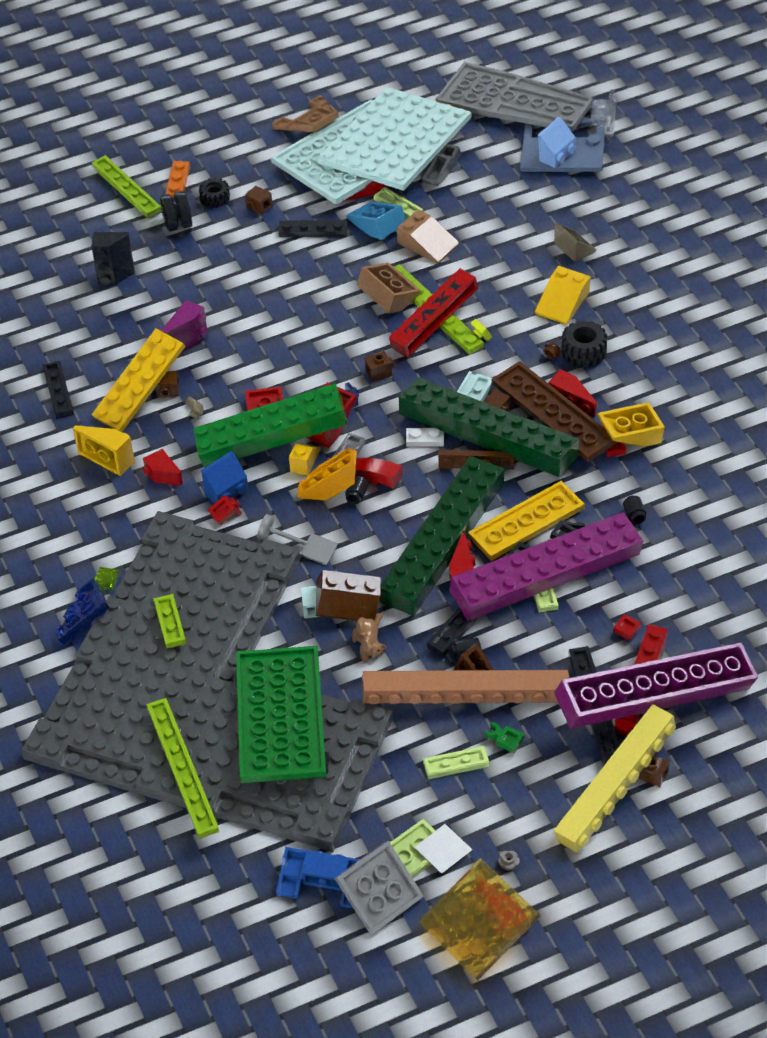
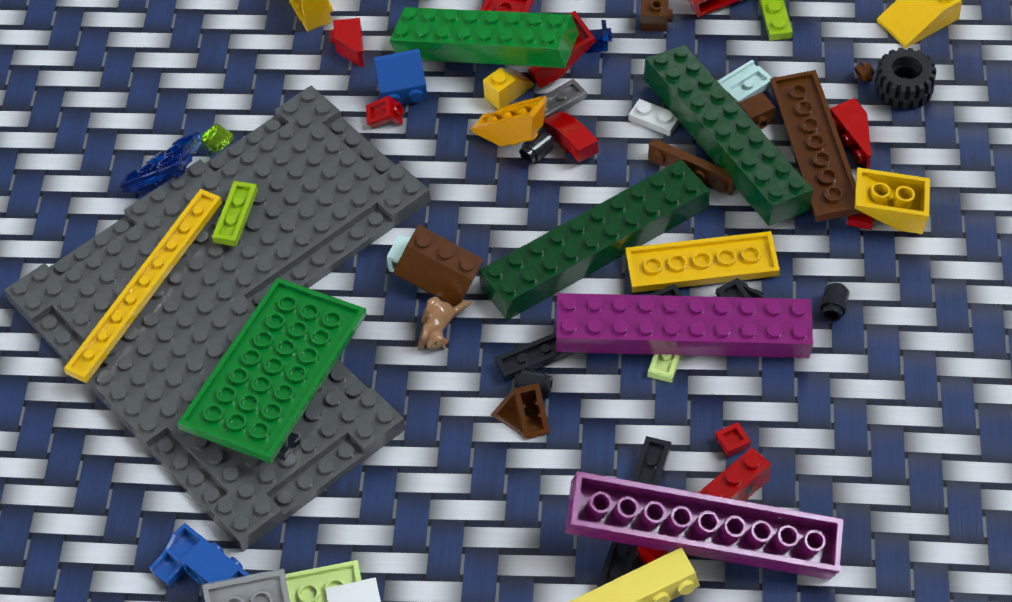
camera: 30 degrees right, 5 degrees up
(135, 700) = (142, 286): none -> yellow plate
(182, 768) = (138, 385): lime plate -> none
(315, 548) = (452, 198): light grey piece -> none
(456, 762) = (438, 511): yellowish green tile -> none
(461, 686) = (492, 425): nougat brick -> none
(462, 559) = (598, 276): red slope -> none
(480, 330) = (797, 17): neon yellow plate -> none
(505, 738) = (509, 509): green plate -> none

